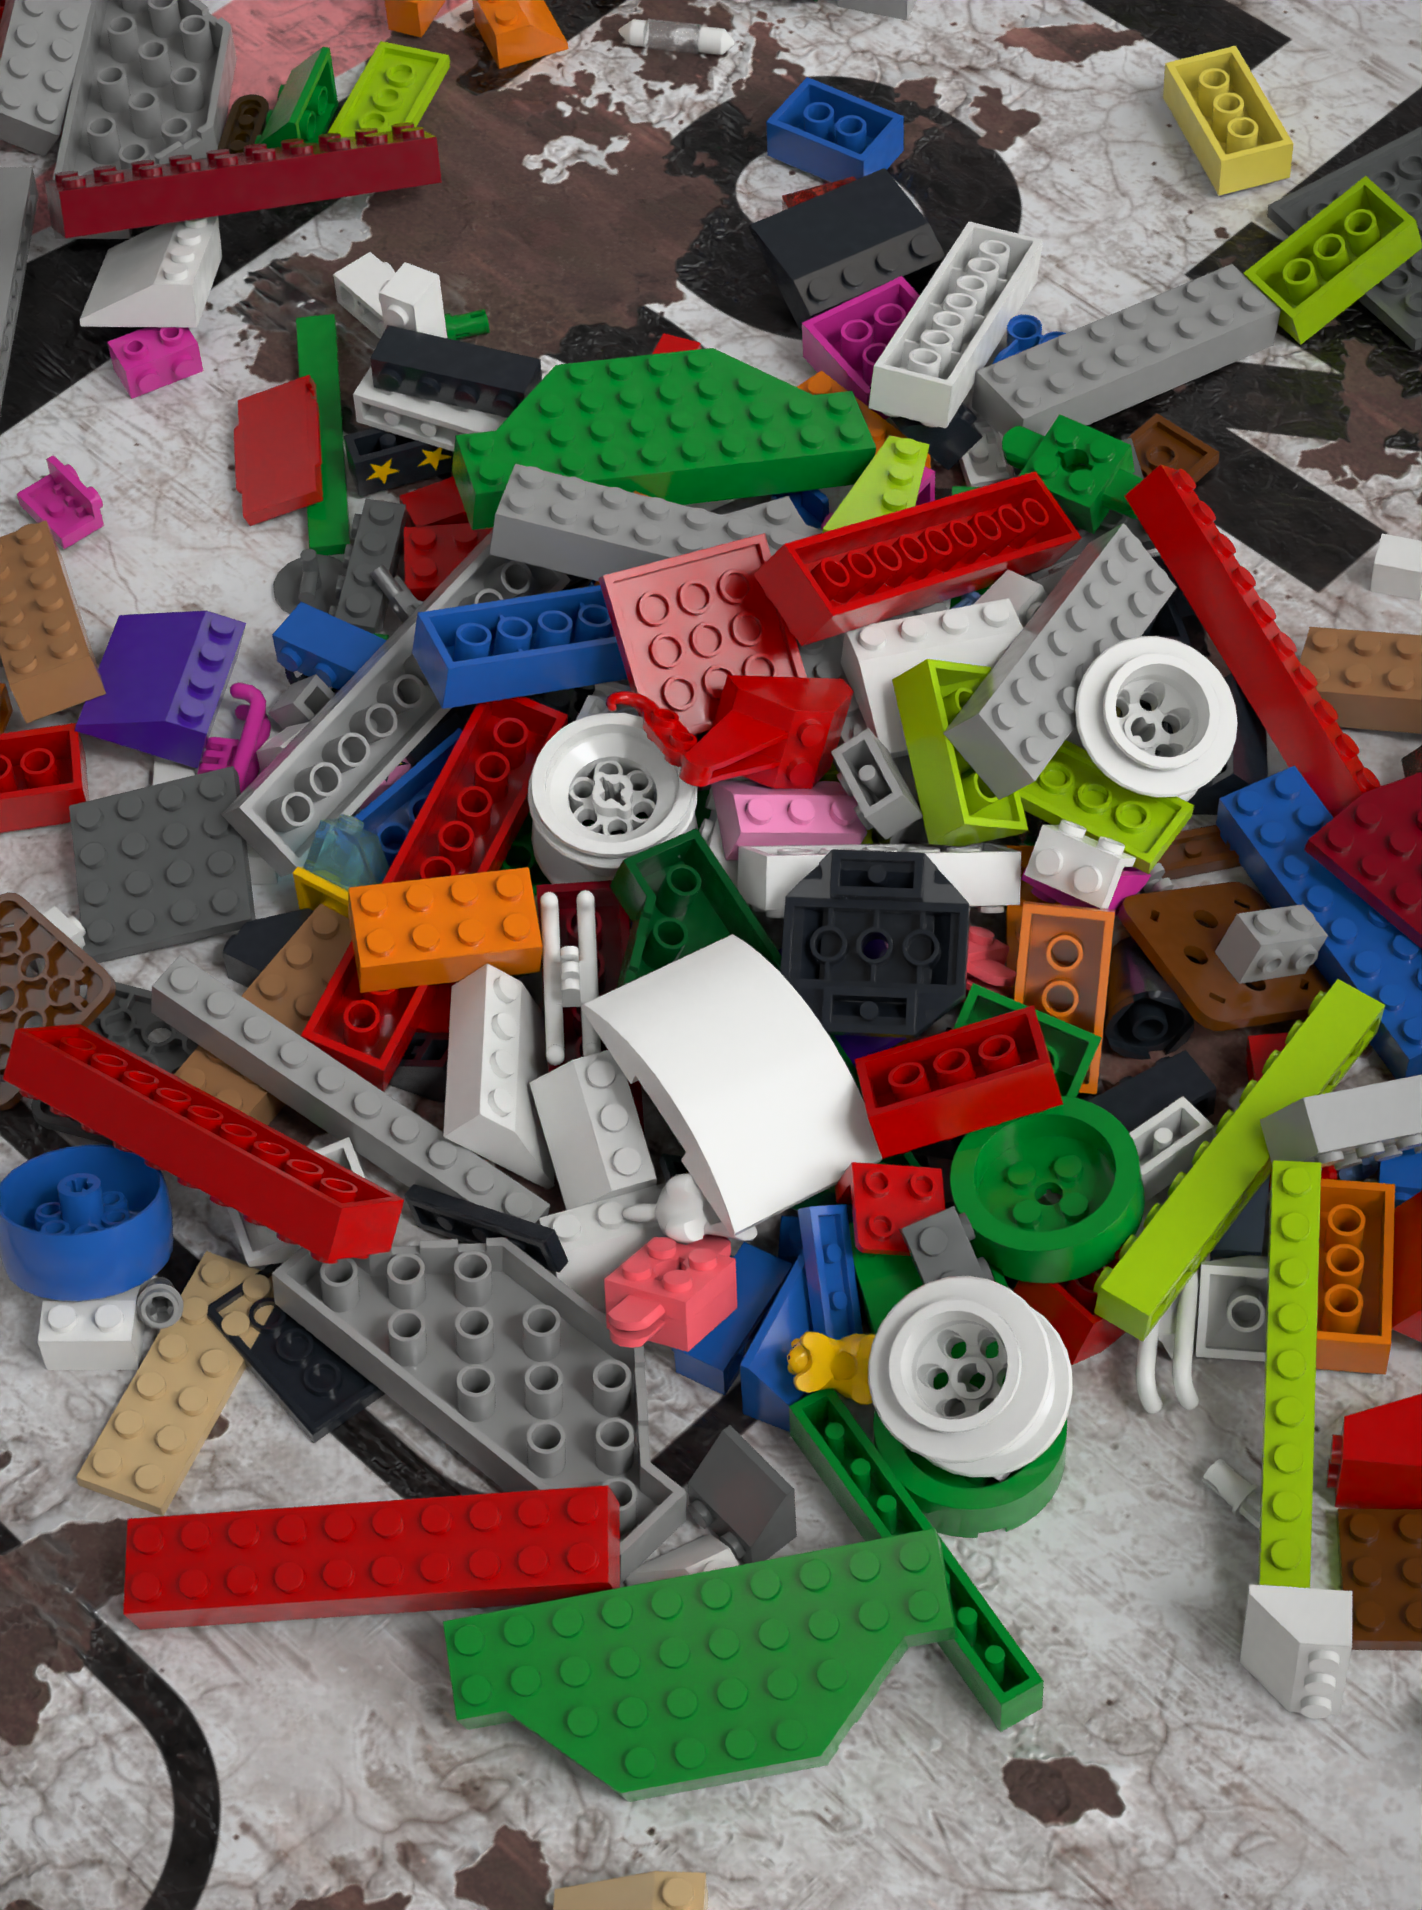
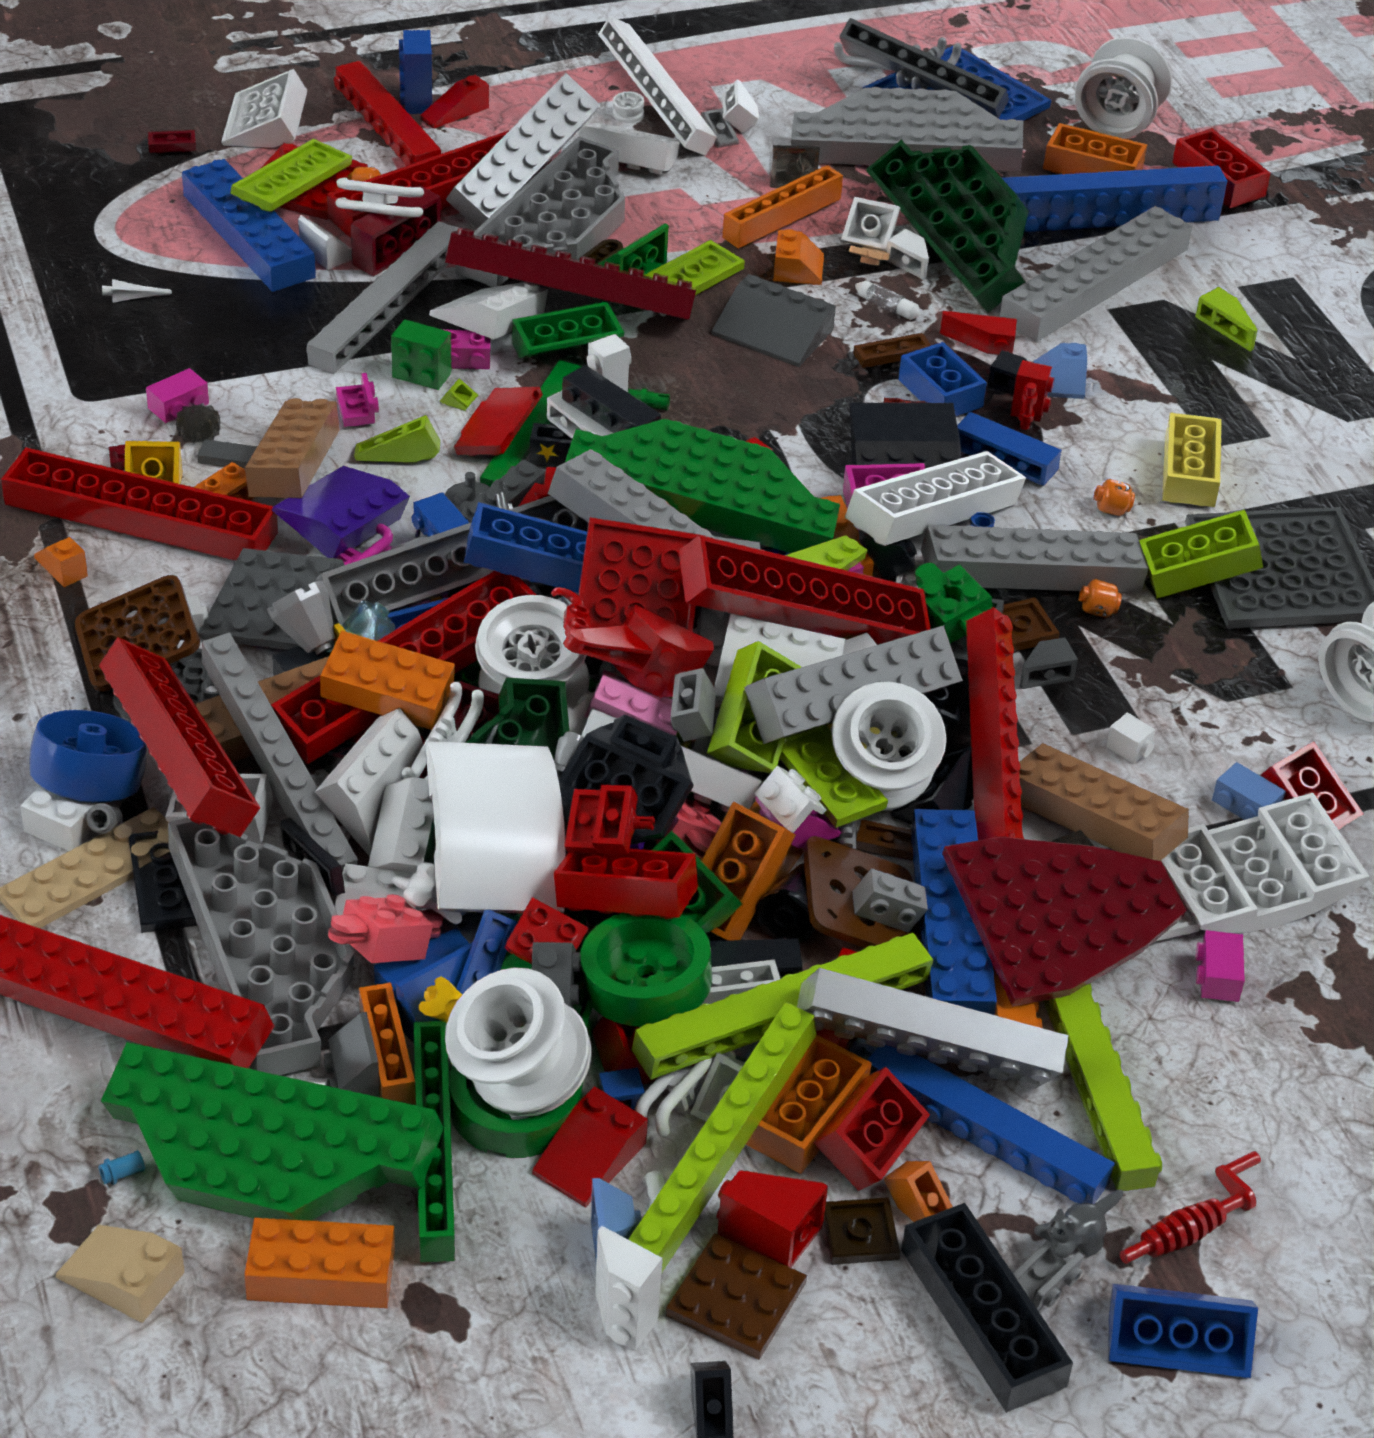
camera: 20 degrees right, 10 degrees down
(108, 392) = (421, 354): none -> green brick
(171, 542) = (404, 443): none -> lime slope
(191, 432) = (459, 396): none -> lime slope
(249, 878) = (306, 617): none -> light grey cone
(282, 270) = (563, 329): none -> green slope
(530, 1795) = (121, 1167): none -> dark azure pin
(549, 133) = (775, 320): none -> dark grey slope
(722, 1401) = (395, 1068): none -> orange brick
(733, 113) = (888, 350): none -> reddish brown plate
(765, 929) = (565, 750): none -> light grey cone
(836, 36) = (981, 332): none -> red slope
(884, 1799) = (320, 1263): none -> orange brick
(889, 1013) = (604, 820): none -> red plate
(920, 87) = (1004, 371): none -> black slope
(965, 106) = (1031, 392): none -> red brick
(974, 55) = (1068, 369): none -> medium blue slope
(997, 201) = (1021, 452): none -> blue brick
(1103, 1364) = (622, 1085): none -> blue panel
(1111, 1467) = (591, 1144): none -> red slope
(1162, 218) = (1114, 497): none -> orange head
(1210, 1564) = (612, 1210): none -> medium blue slope
(1238, 378) = (1100, 598): none -> orange head
(1238, 497) = (1049, 664): none -> dark grey slope

